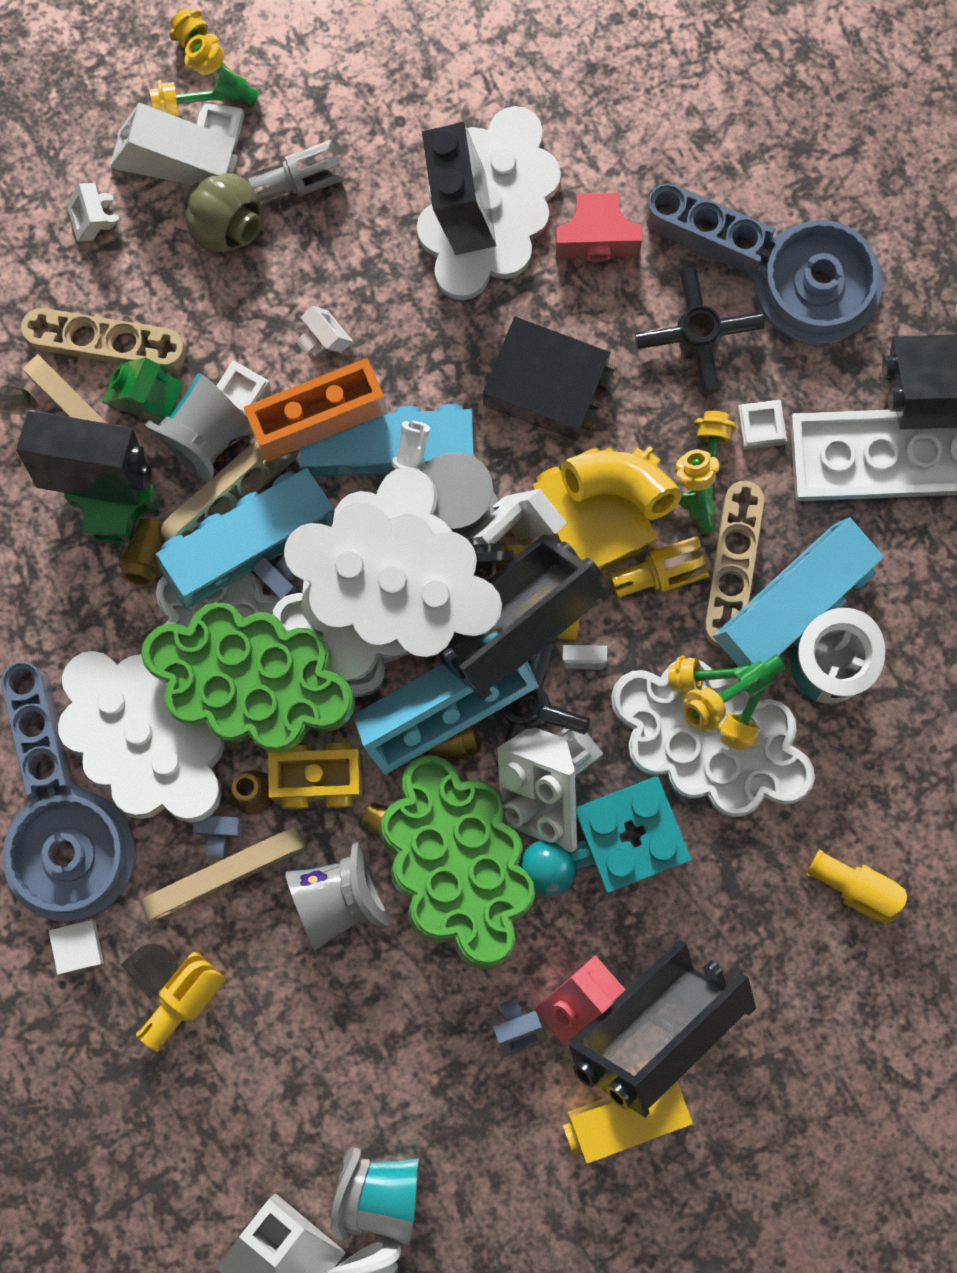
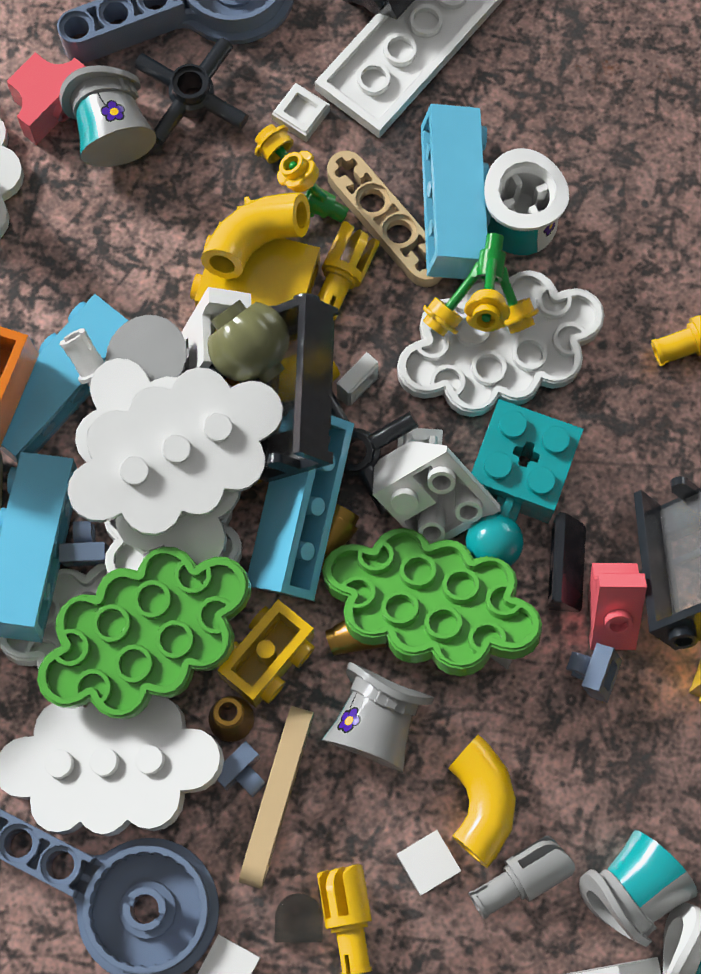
camera: 55 degrees left, 5 degrees down
(271, 1025) = (428, 862): none -> white tile
(320, 1105) = (525, 876): none -> light grey arm
(350, 1034) = (490, 801): none -> yellow cylinder
(524, 556) = (249, 342): none -> olive plant
(548, 379) = (124, 224): black brick -> none
(583, 937) = (566, 564): none -> black slope
(617, 290) = (107, 115): none -> light grey hat

